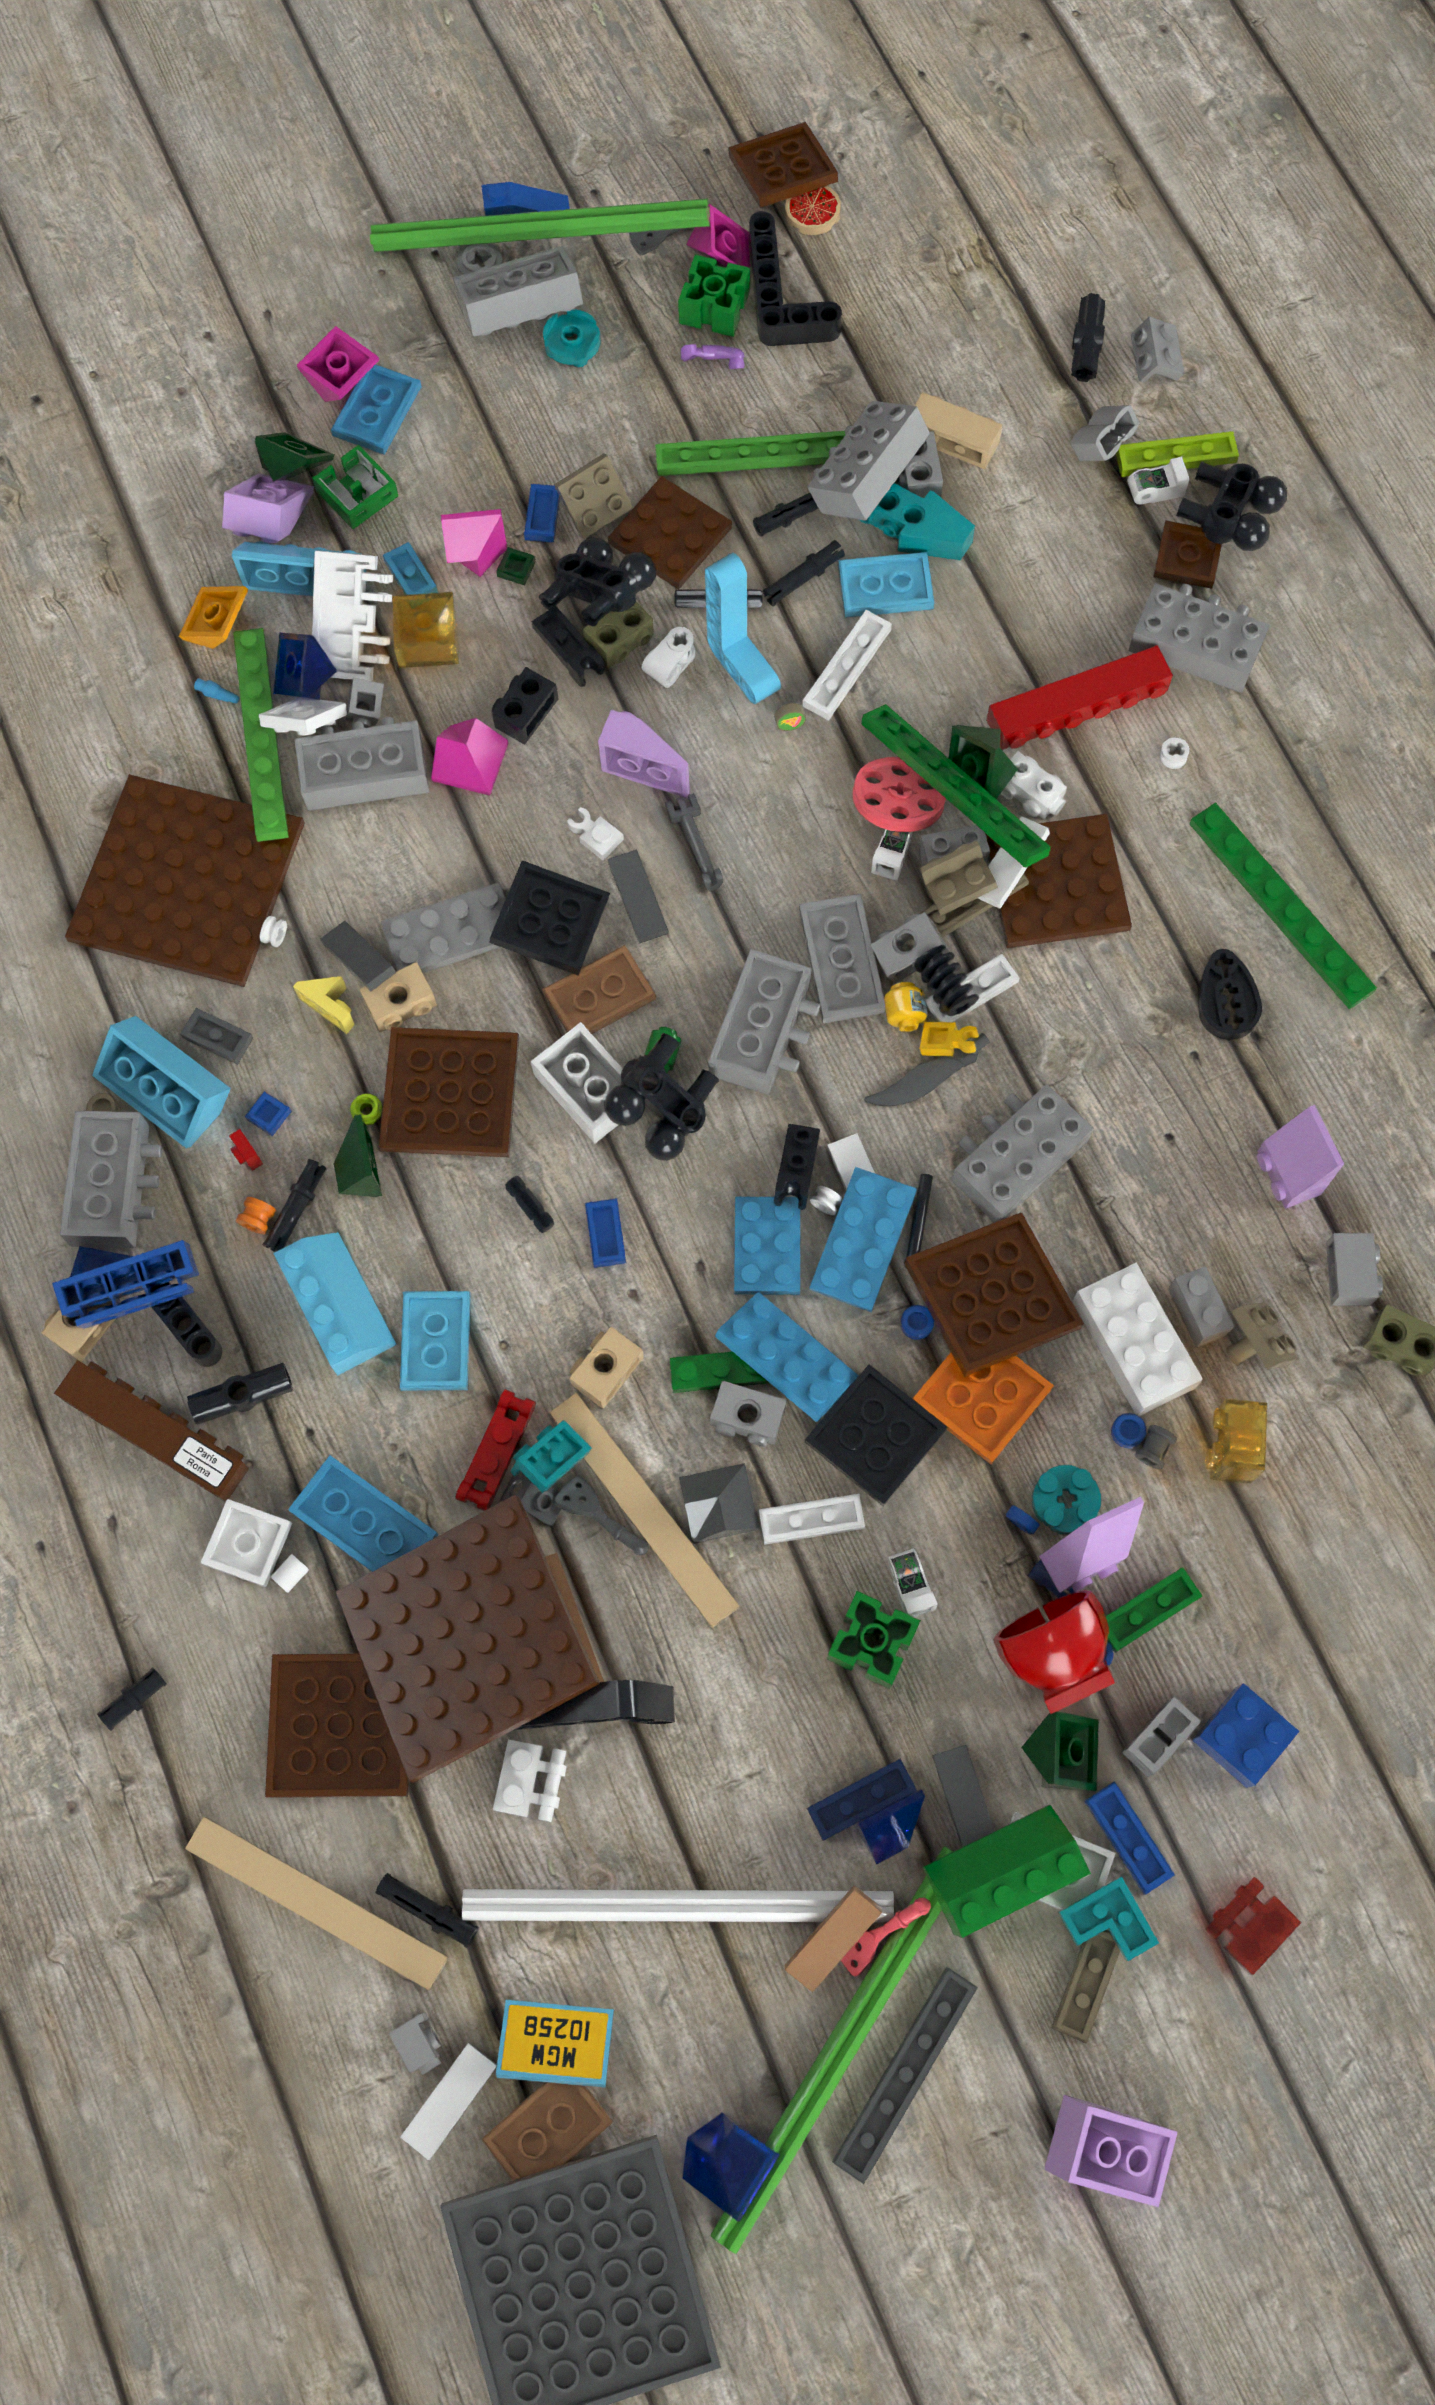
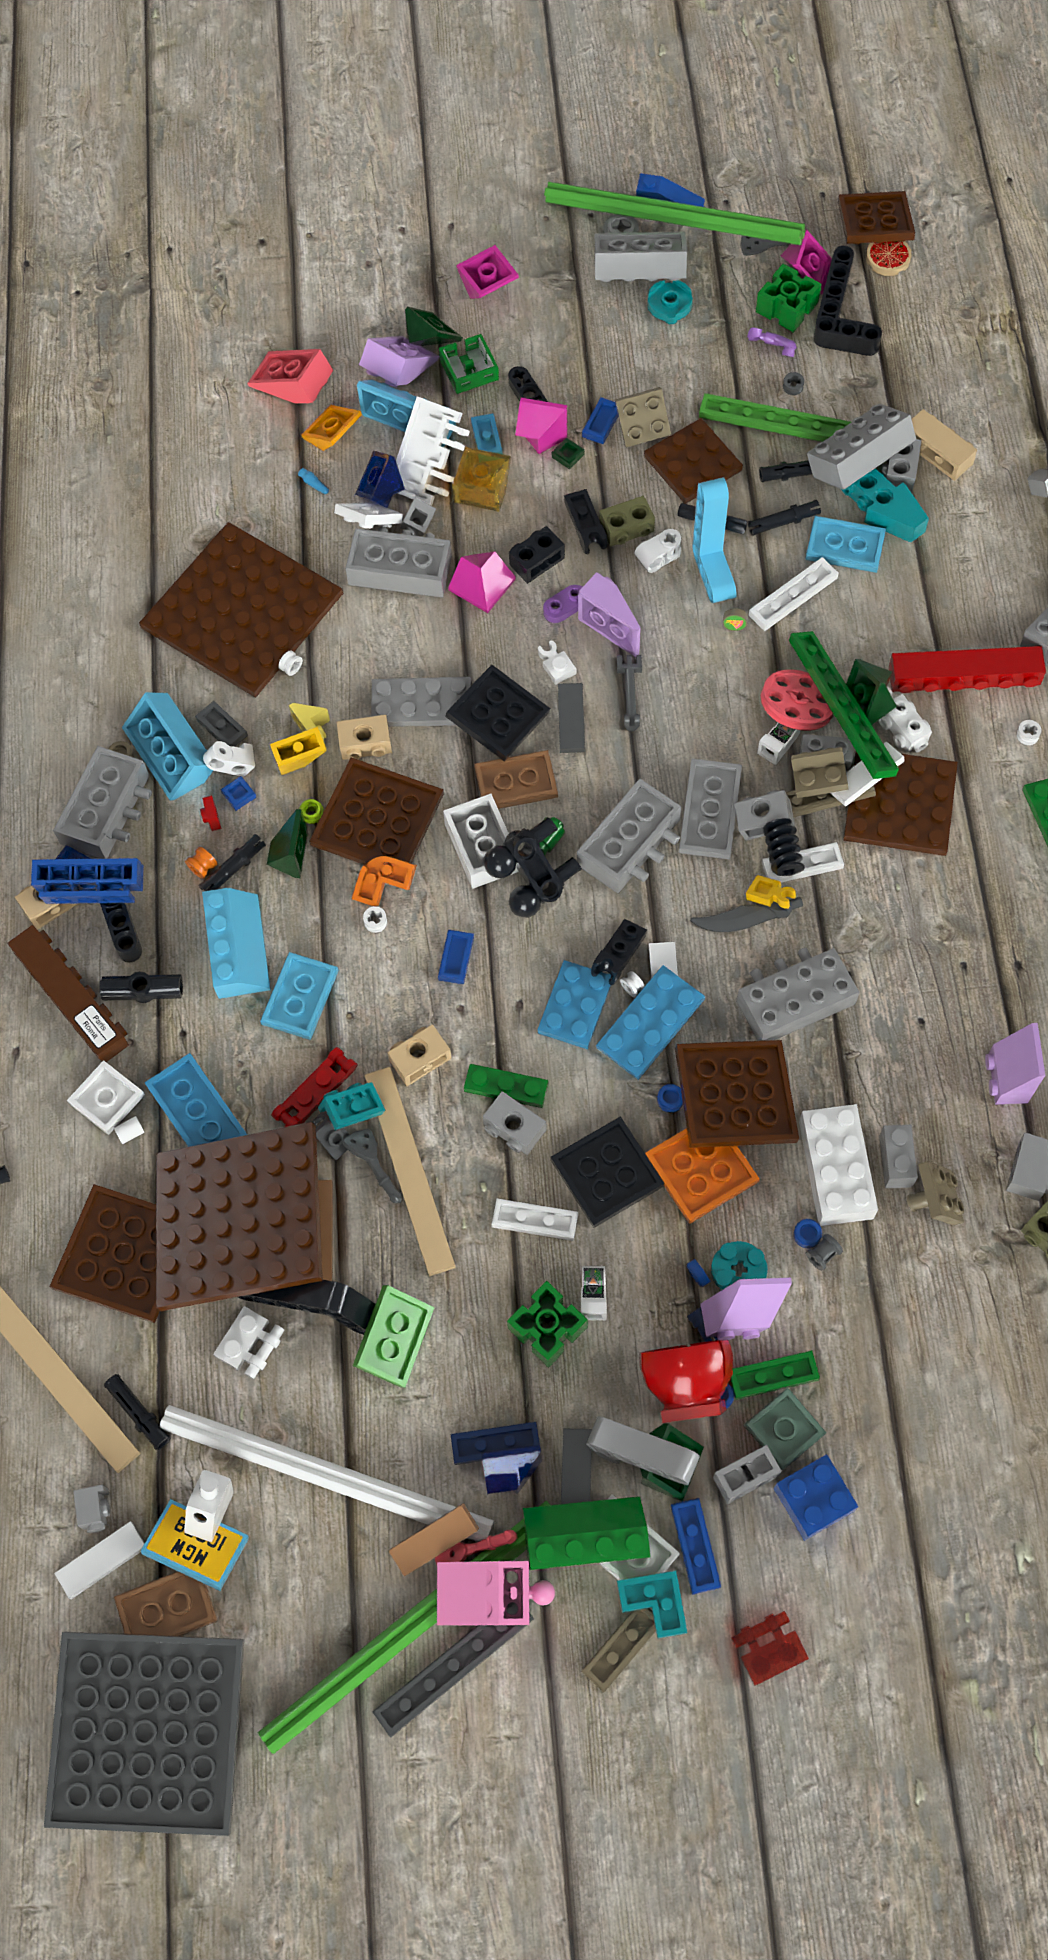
camera: 20 degrees right, 5 degrees down
(140, 562) = (292, 374): none -> coral slope
(245, 1076) = (230, 759): none -> white leg
(260, 741) = (332, 525): bright green plate -> none
(325, 1039) = (298, 750): none -> yellow slope
(358, 956) = (345, 698): dark grey tile -> none
(376, 409) = (505, 313): dark azure tile -> none
(437, 492) = (528, 384): none -> black beam
(477, 1161) = (377, 873): none -> orange plate
(492, 1208) = (371, 926): none -> white bush
(529, 1204) = (406, 917): black axle -> none
(556, 1991) = (211, 1499): none -> white torso
(579, 753) = (565, 601): none -> medium lavender plate
(594, 580) = (623, 479): black piece -> none
(700, 1716) = (393, 1336): none -> plate
(718, 1503) = (467, 1184): dark grey slope -> none
(727, 2164) = (290, 1681): clear blue slope -> none
(759, 393) = (793, 377): none -> dark grey bush
(786, 1356) = (559, 1090): dark azure plate -> none
(905, 1006) = (746, 858): yellow head -> none
(909, 1981) = (480, 1593): none -> bright pink slope
(920, 1214) = (703, 1016): black bar -> none
(1039, 1753) = (622, 1443): none -> light grey beam
(1110, 2151) = (592, 1783): lavender slope -> none
(1183, 1667) = (785, 1428): none -> sand green plate
(1241, 1441) = (887, 1273): clear yellow slope -> none
(1245, 997) = (992, 928): black piece -> none

